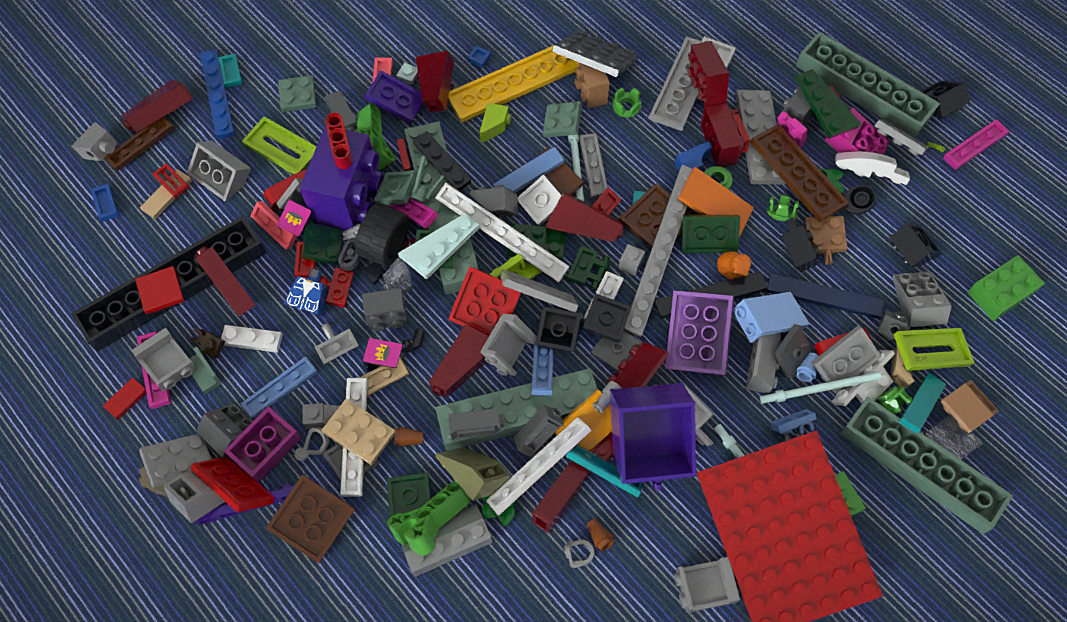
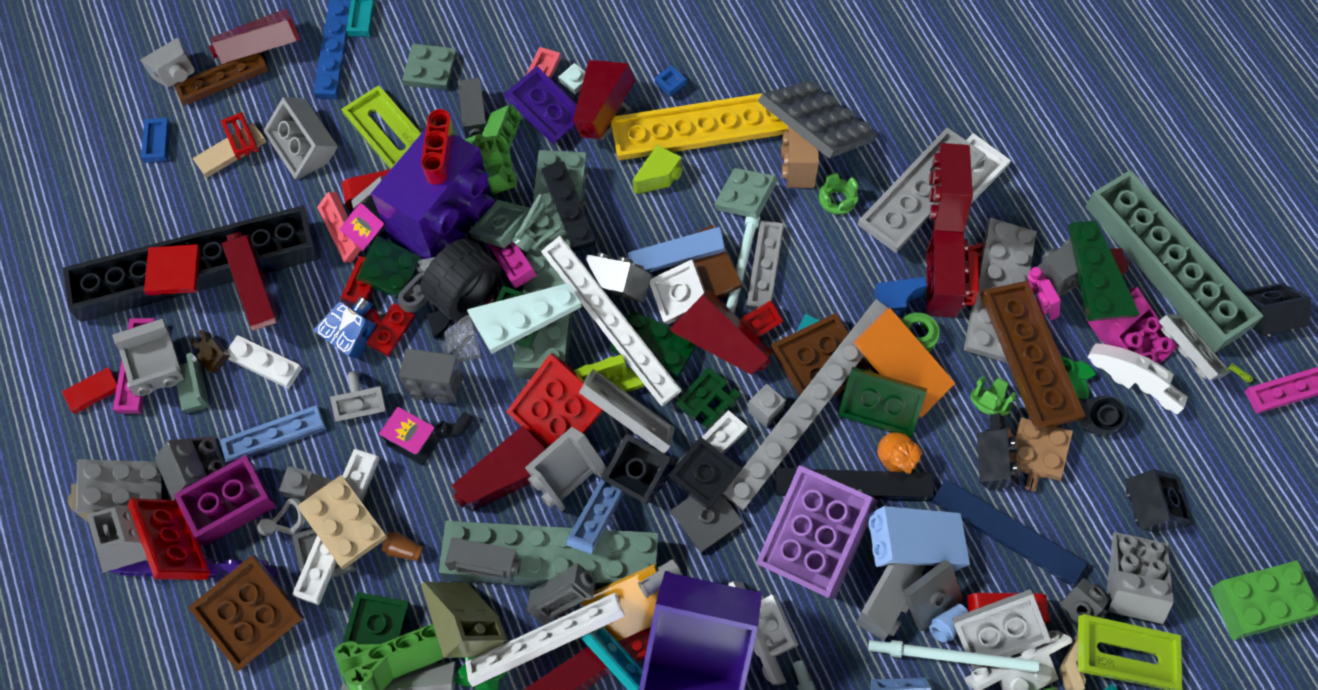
camera: 20 degrees right, 0 degrees up
(384, 376) = (400, 461): tan tile -> none
(403, 154) = (528, 184): red tile -> none
(639, 366) = (719, 552): dark red slope -> none

